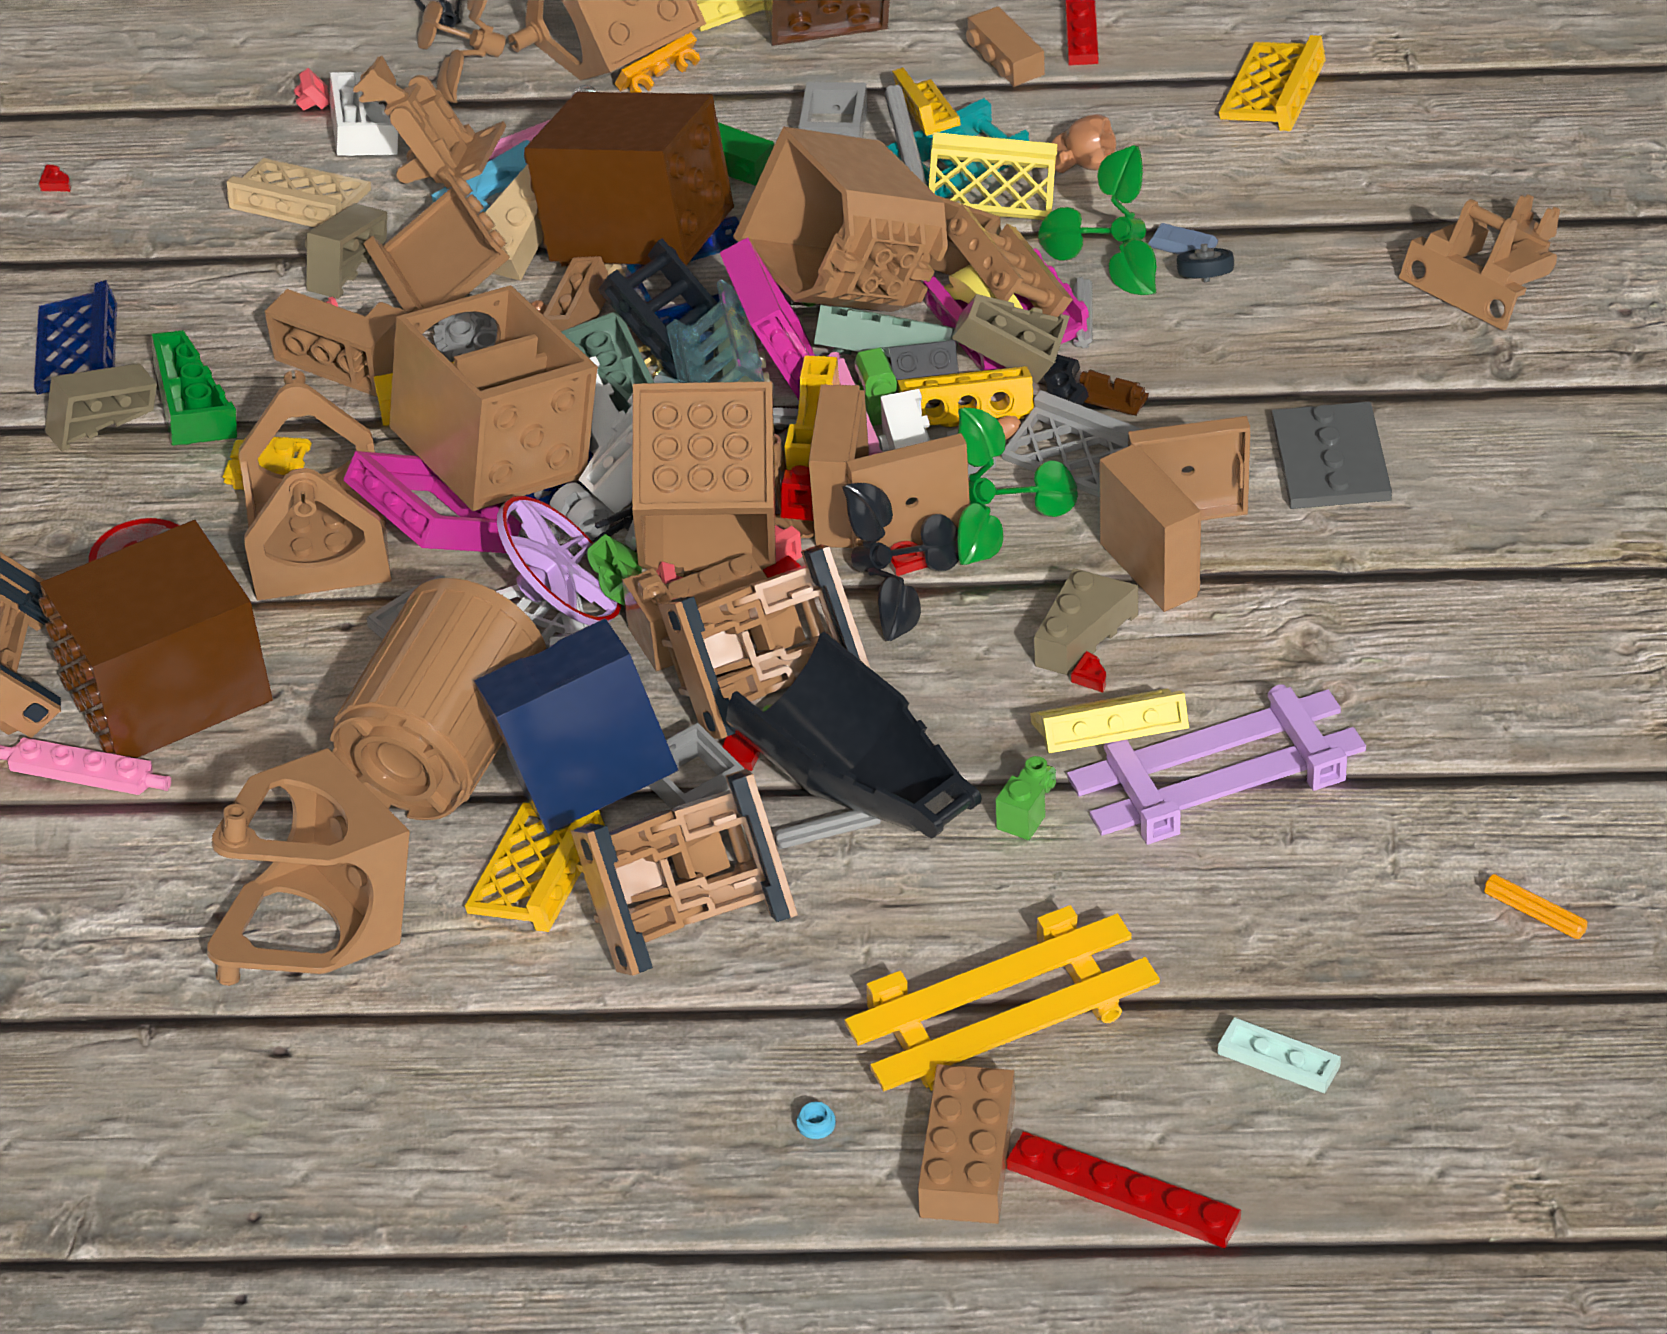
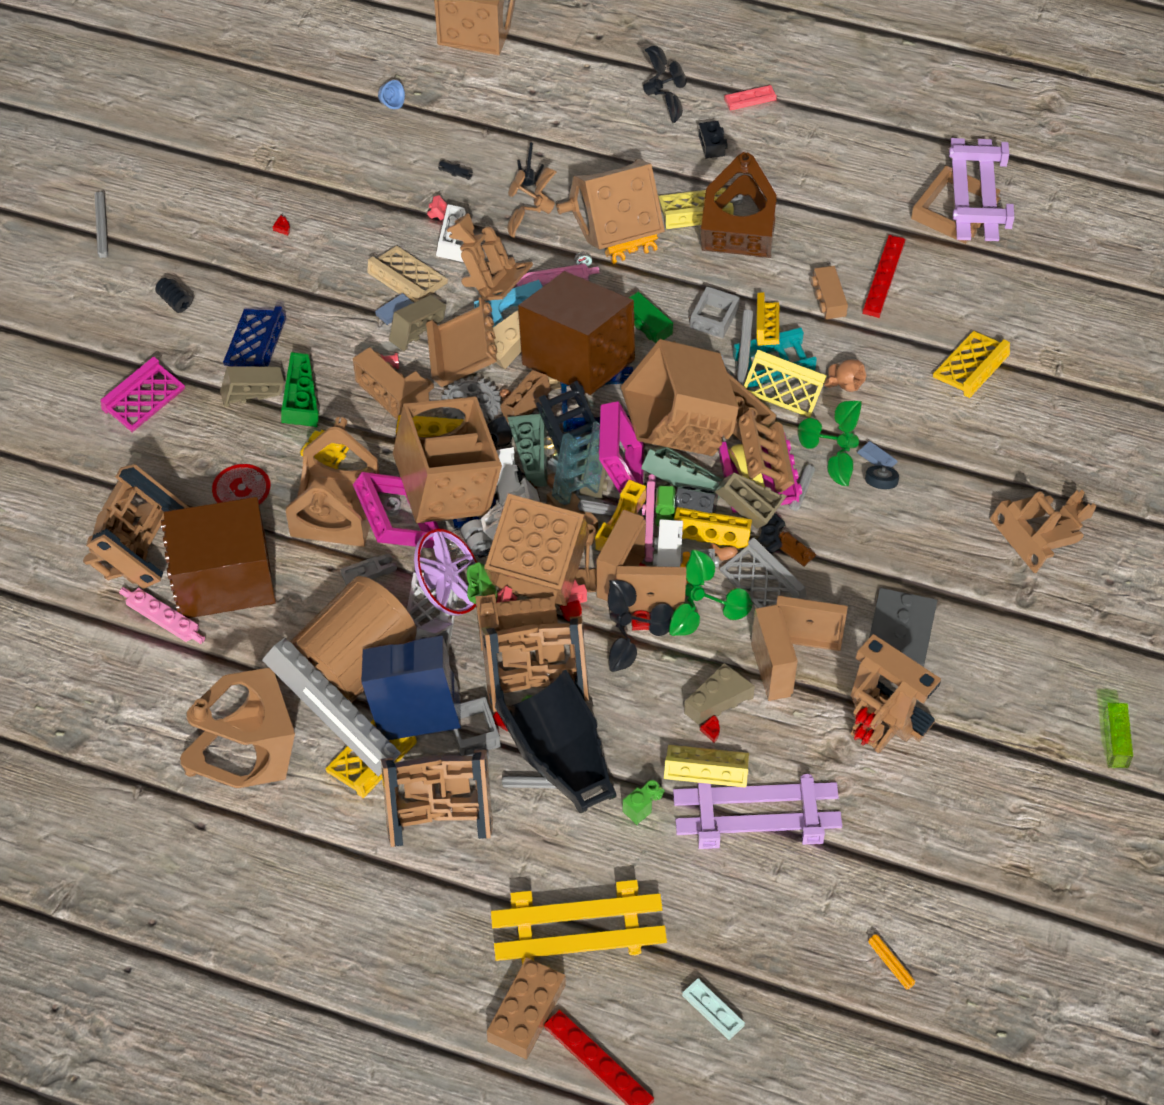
camera: 15 degrees right, 10 degrees up
(291, 248) = (386, 312): none -> sand blue tile
(318, 33) = (455, 169): none -> black pin
(447, 783) = (330, 705): none -> light grey brick
(796, 494) = (591, 561): red brick -> none
(813, 1113) = (455, 959): medium azure plate -> none
(1361, 552) = (878, 703): none -> medium nougat container

